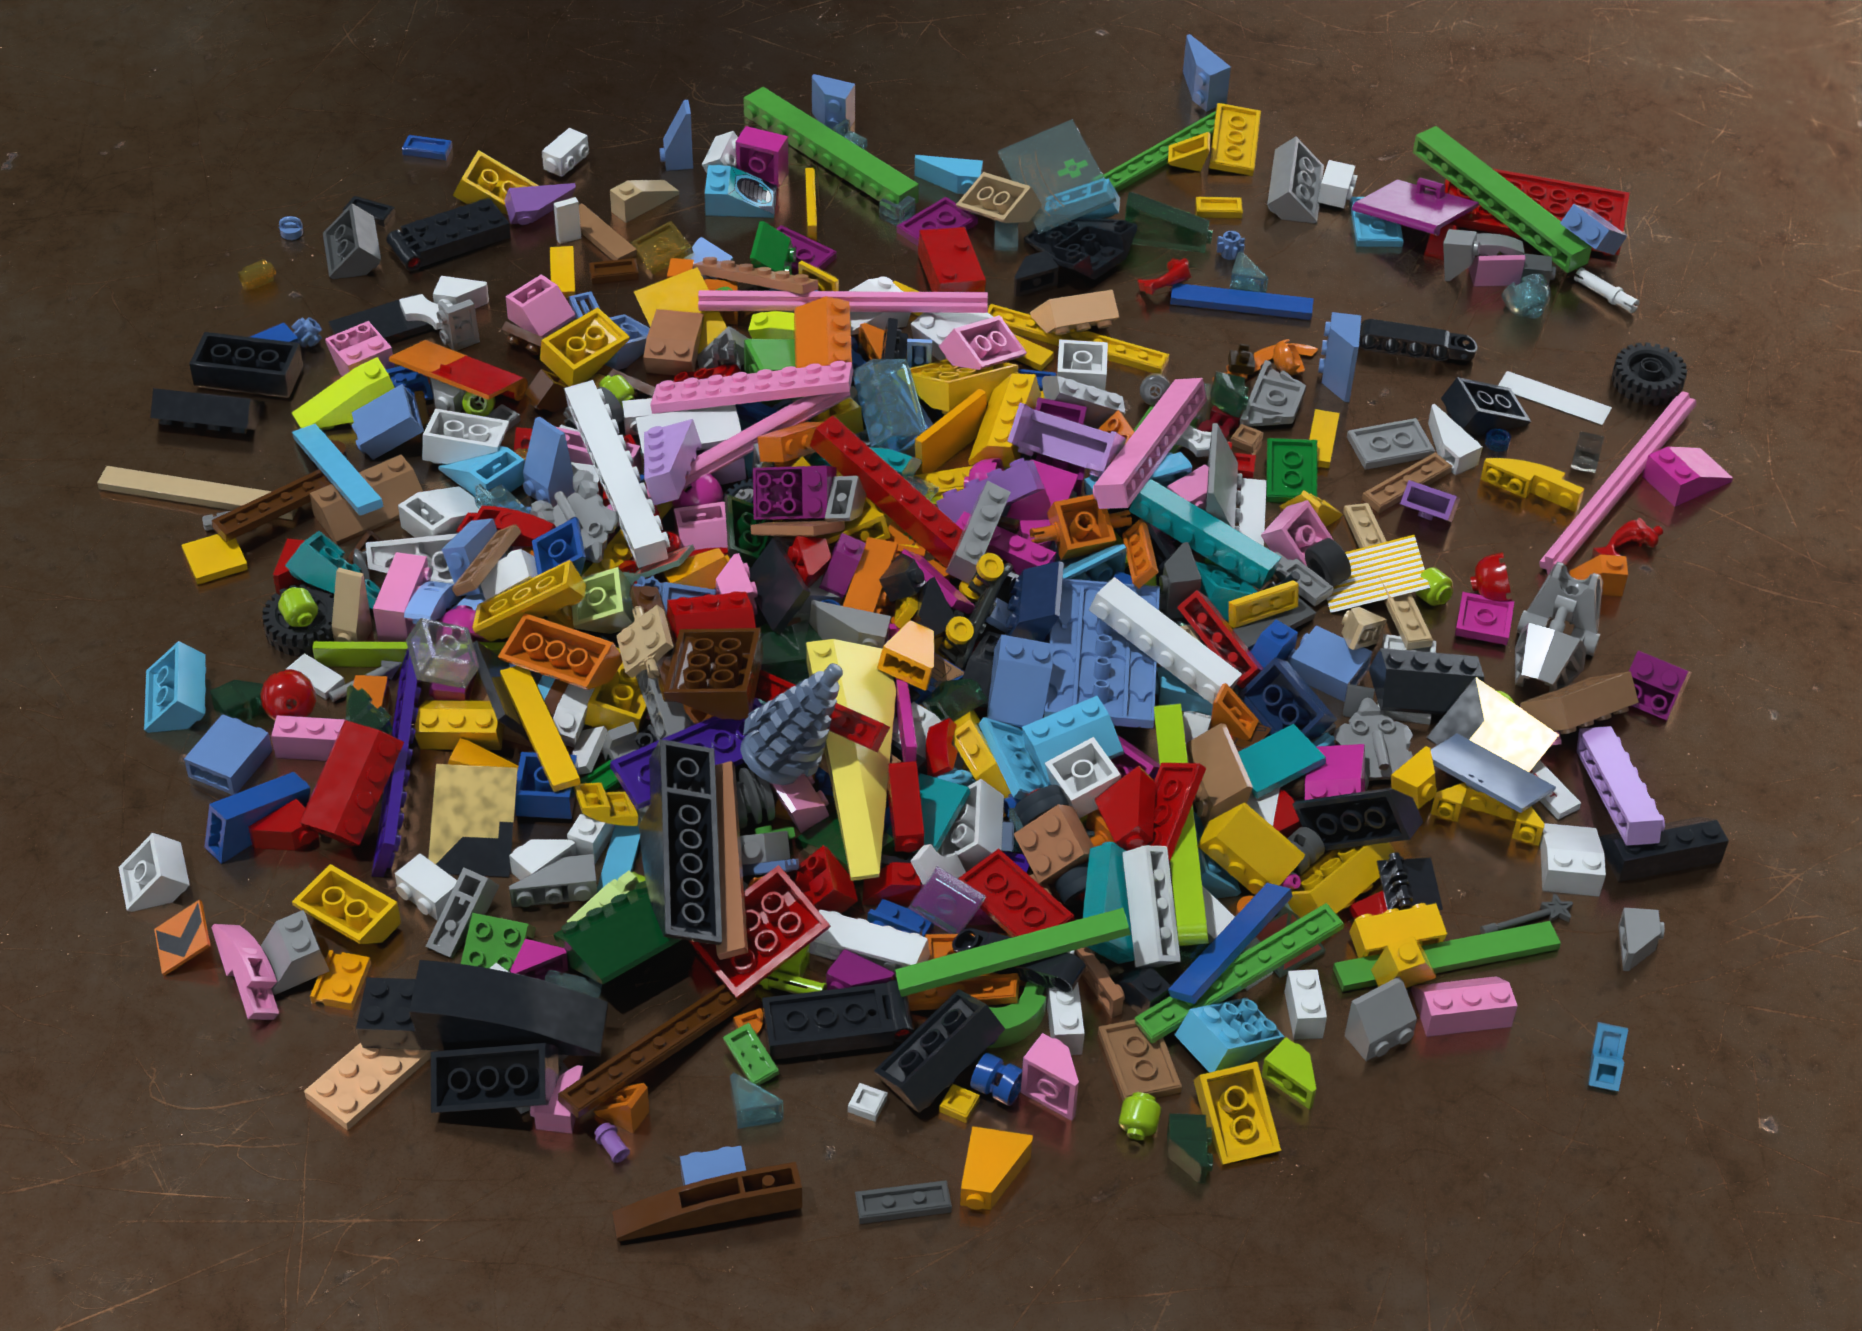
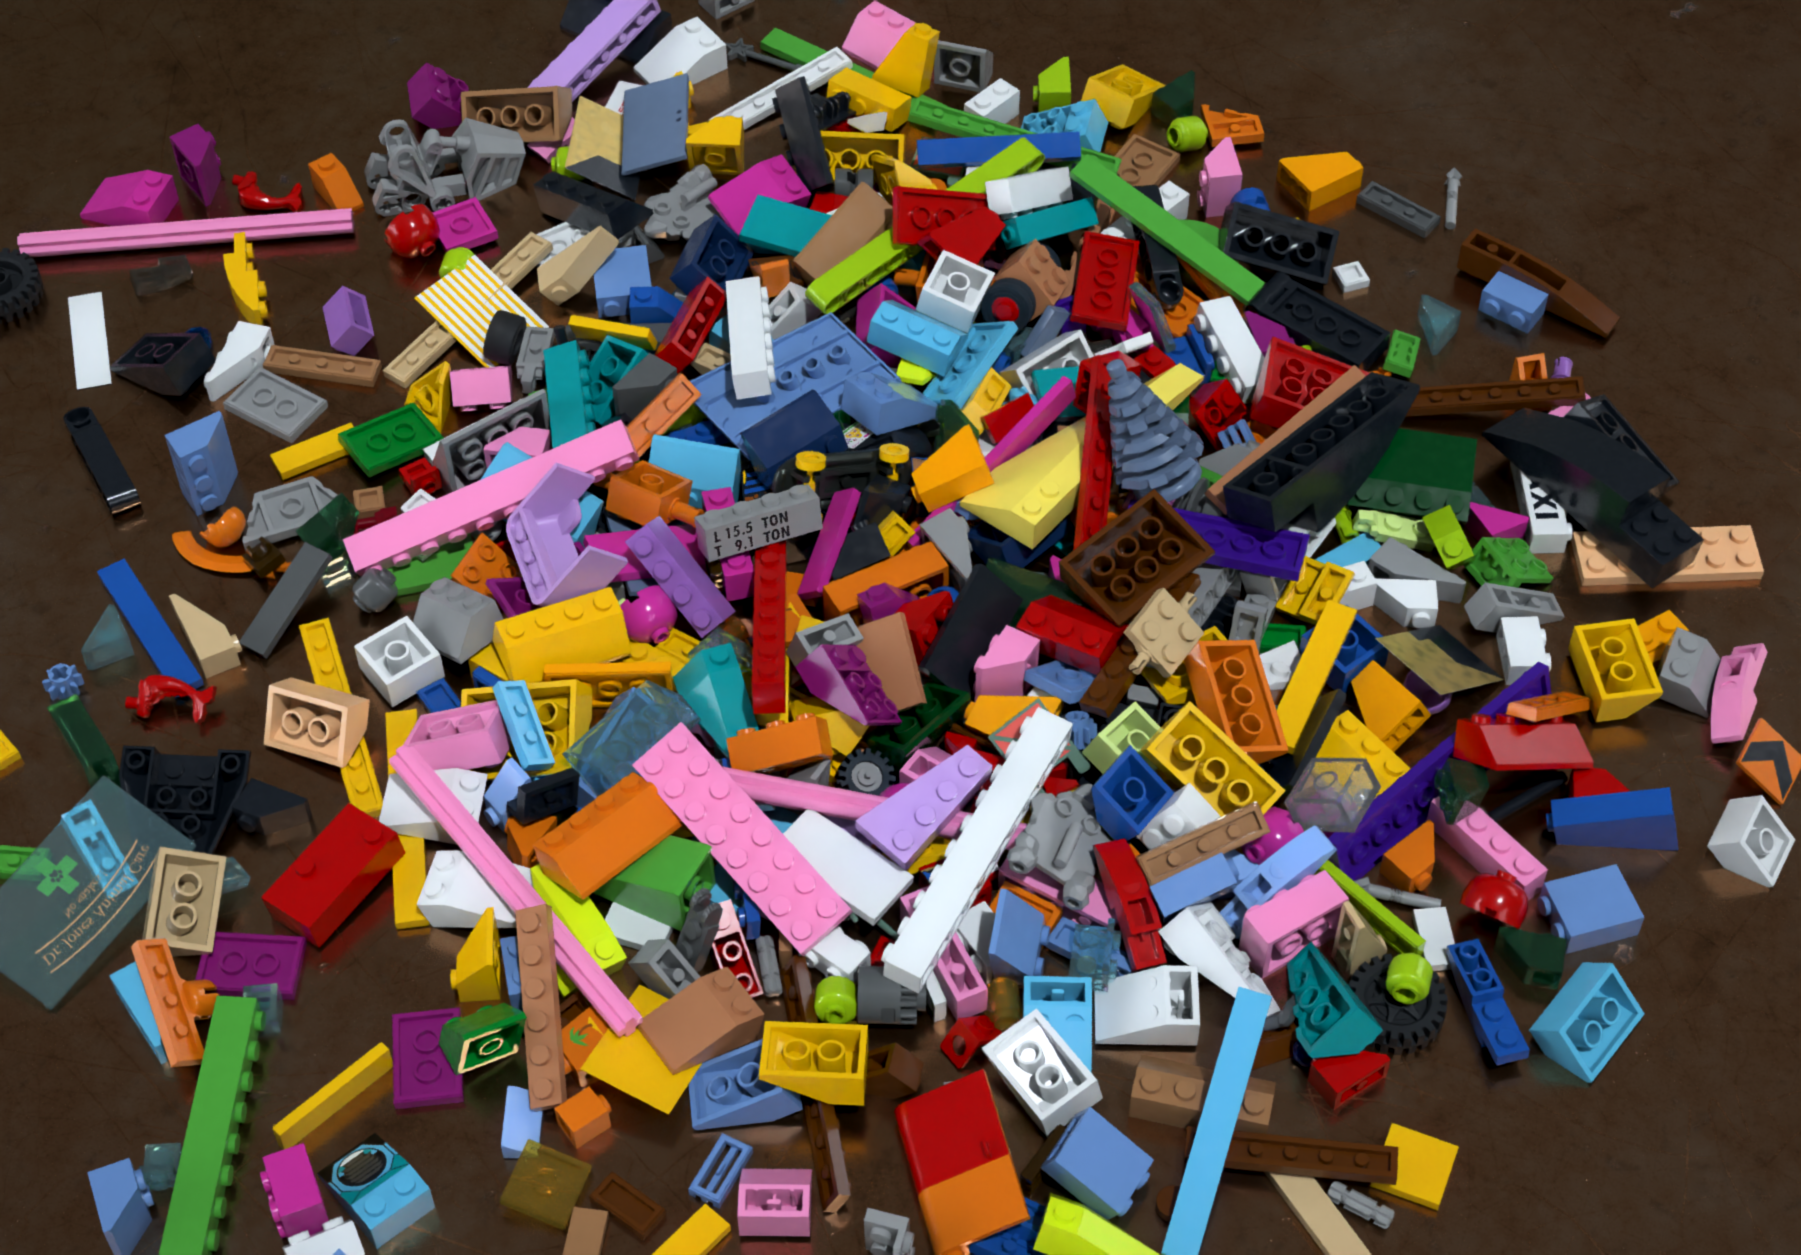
camera: 130 degrees left, 5 degrees up
(243, 656) = (1484, 1002): none -> blue slope
(362, 826) = (1549, 706): none -> orange tile
(547, 902) = (1448, 538): none -> lime slope
(890, 1268) = (1452, 197): none -> light grey piece
(935, 169) = (174, 1001): none -> orange plate
(948, 357) = (523, 725): none -> medium azure plate
(1120, 1159) = (1241, 127): none -> orange wing
(1190, 350) = (285, 600): none -> dark grey tile
(1204, 311) = (207, 637): none -> tan slope
(1362, 901) = (869, 123): none -> white slope
(1466, 891) = (816, 74): none -> white tile
(1685, 508) = (197, 161): none -> magenta slope

